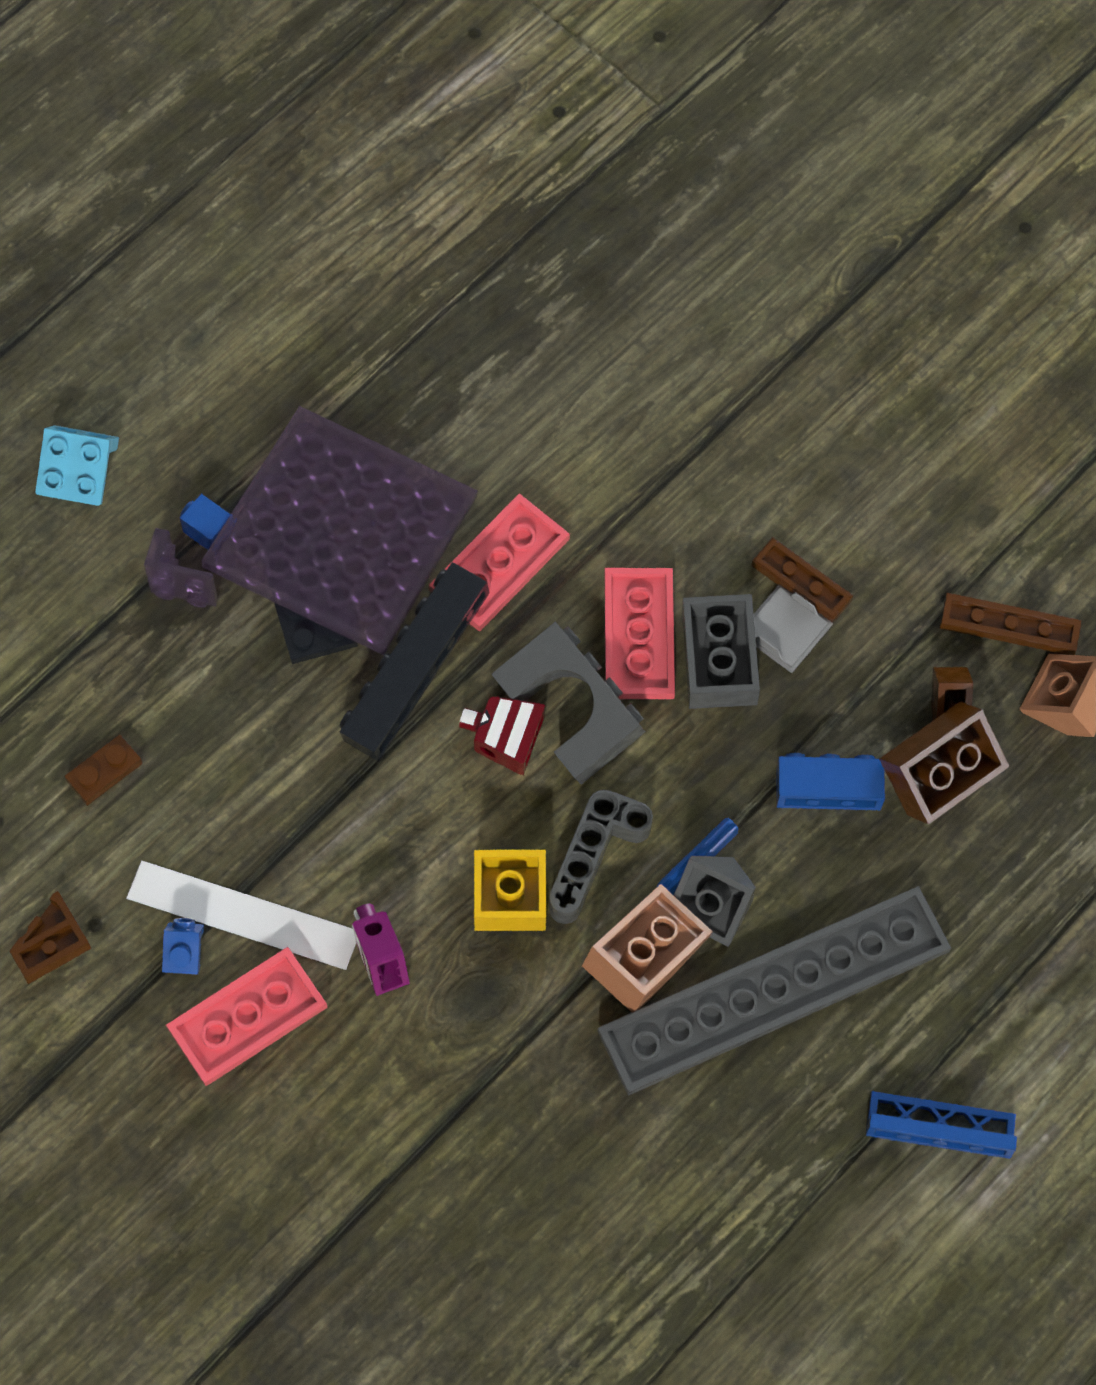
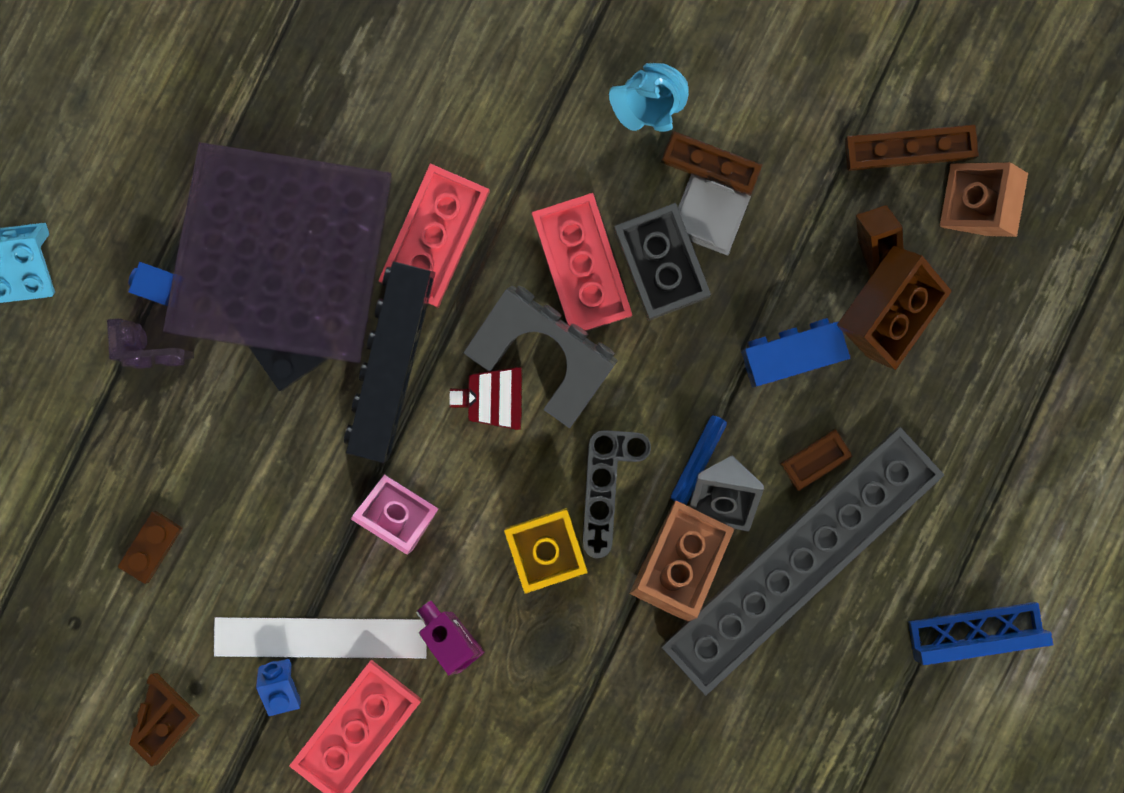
camera: 15 degrees left, 20 degrees up
(365, 813) = (395, 514): none -> bright pink slope
(758, 496) = (650, 97): none -> medium azure helmet
(821, 897) = (816, 459): none -> reddish brown tile

